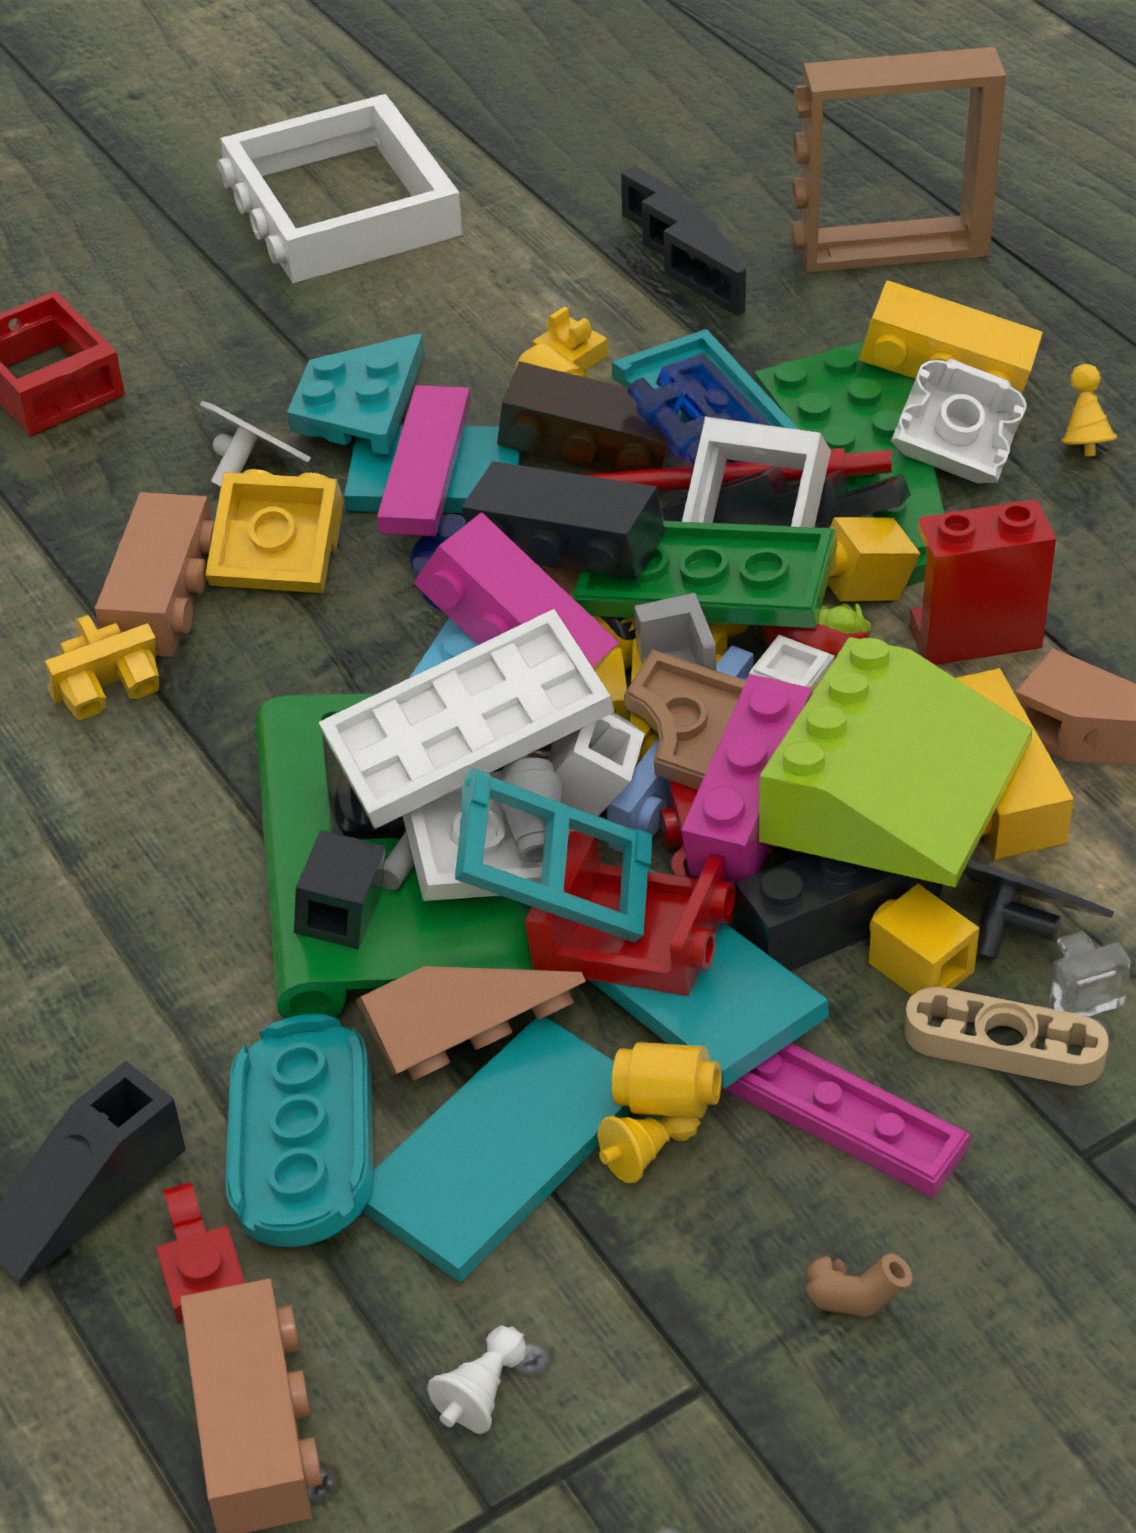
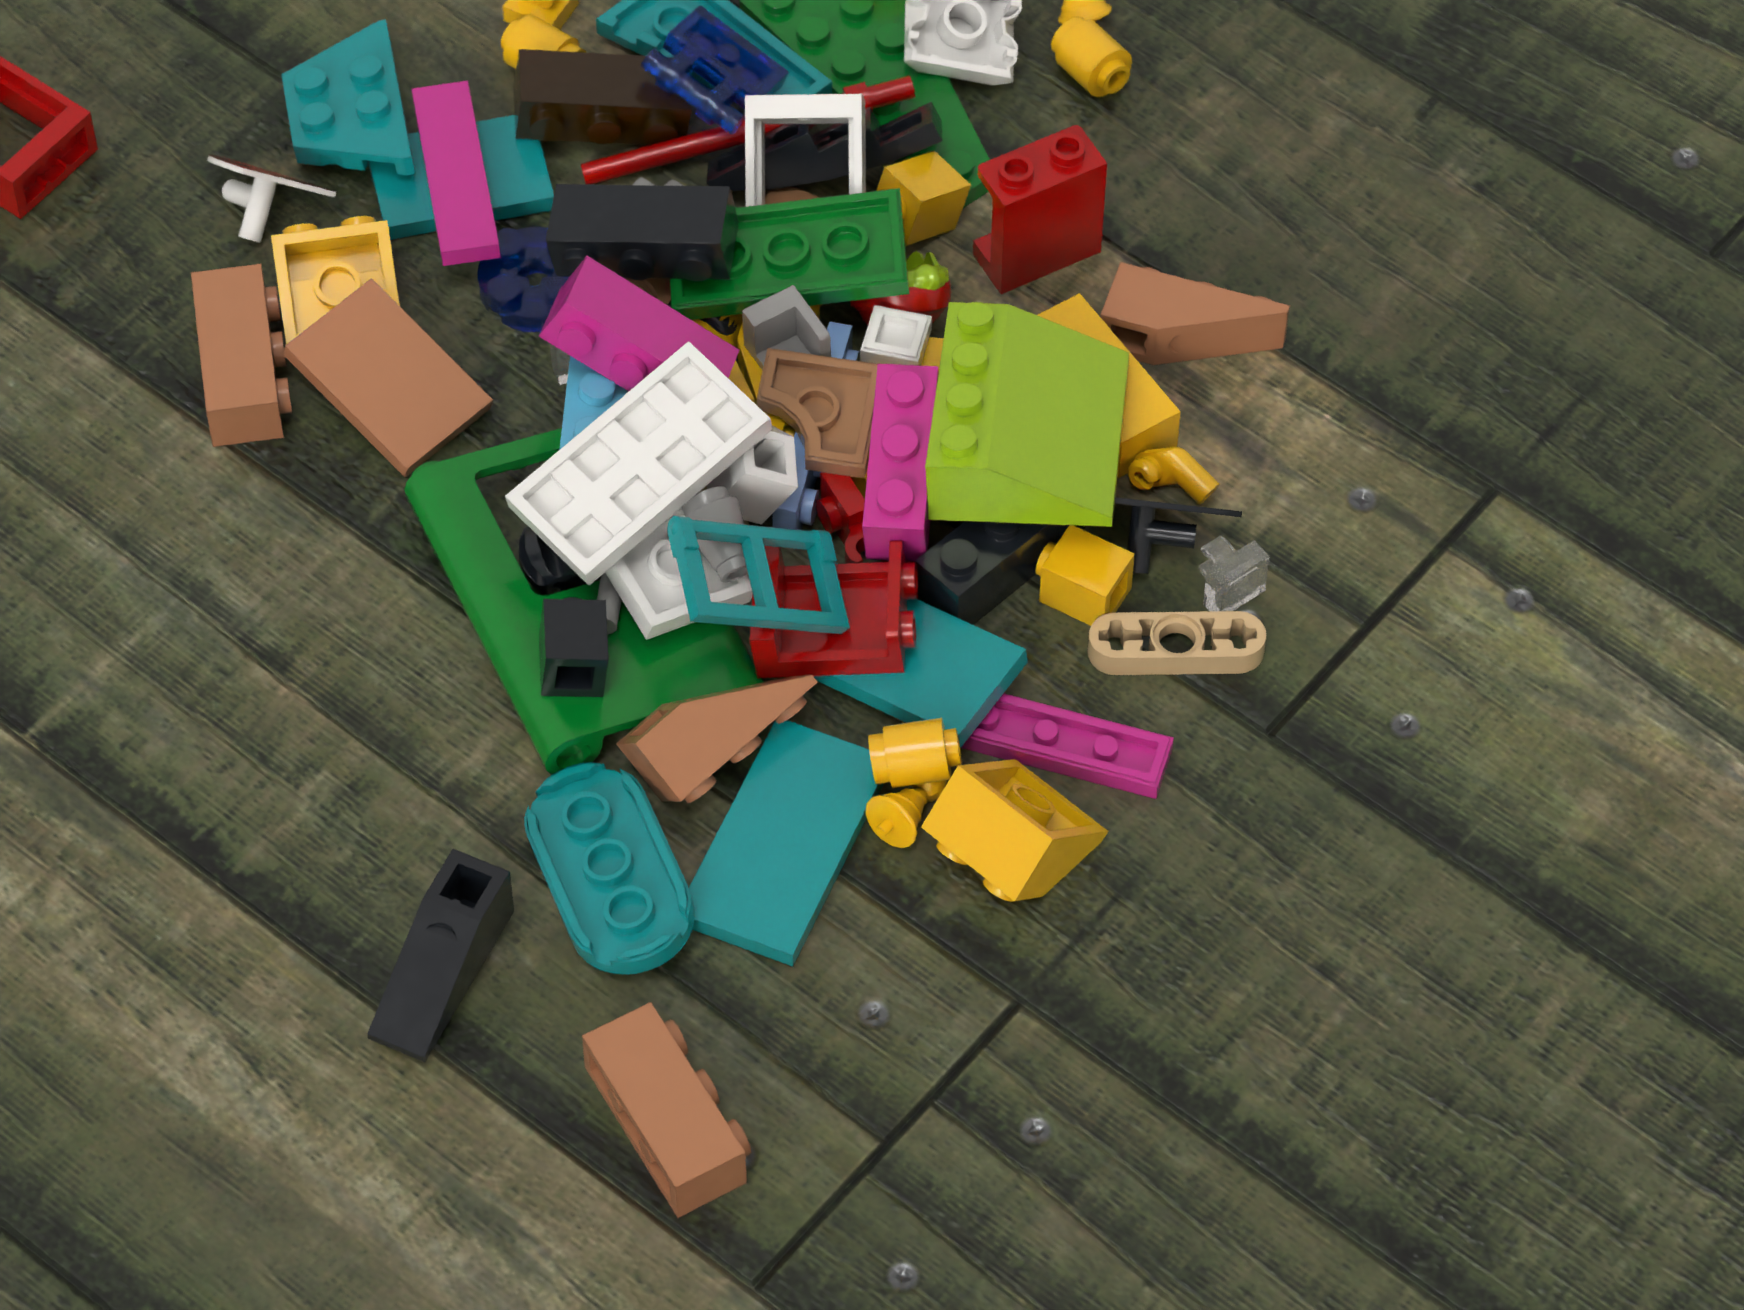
camera: 20 degrees left, 10 degrees up
(100, 659) = (212, 481): yellow hips -> none
(198, 1257) = (566, 1003): red plate -> none
(285, 616) = (388, 377): none -> nougat tile
(470, 1390) = (839, 1051): white piece -> none
(751, 1188) = (1011, 828): none -> yellow slope
(856, 1295) = (1123, 896): medium nougat arm -> none
(1051, 857) = (1171, 467): none -> yellow arm
(1083, 473) = (1091, 56): none -> yellow brick

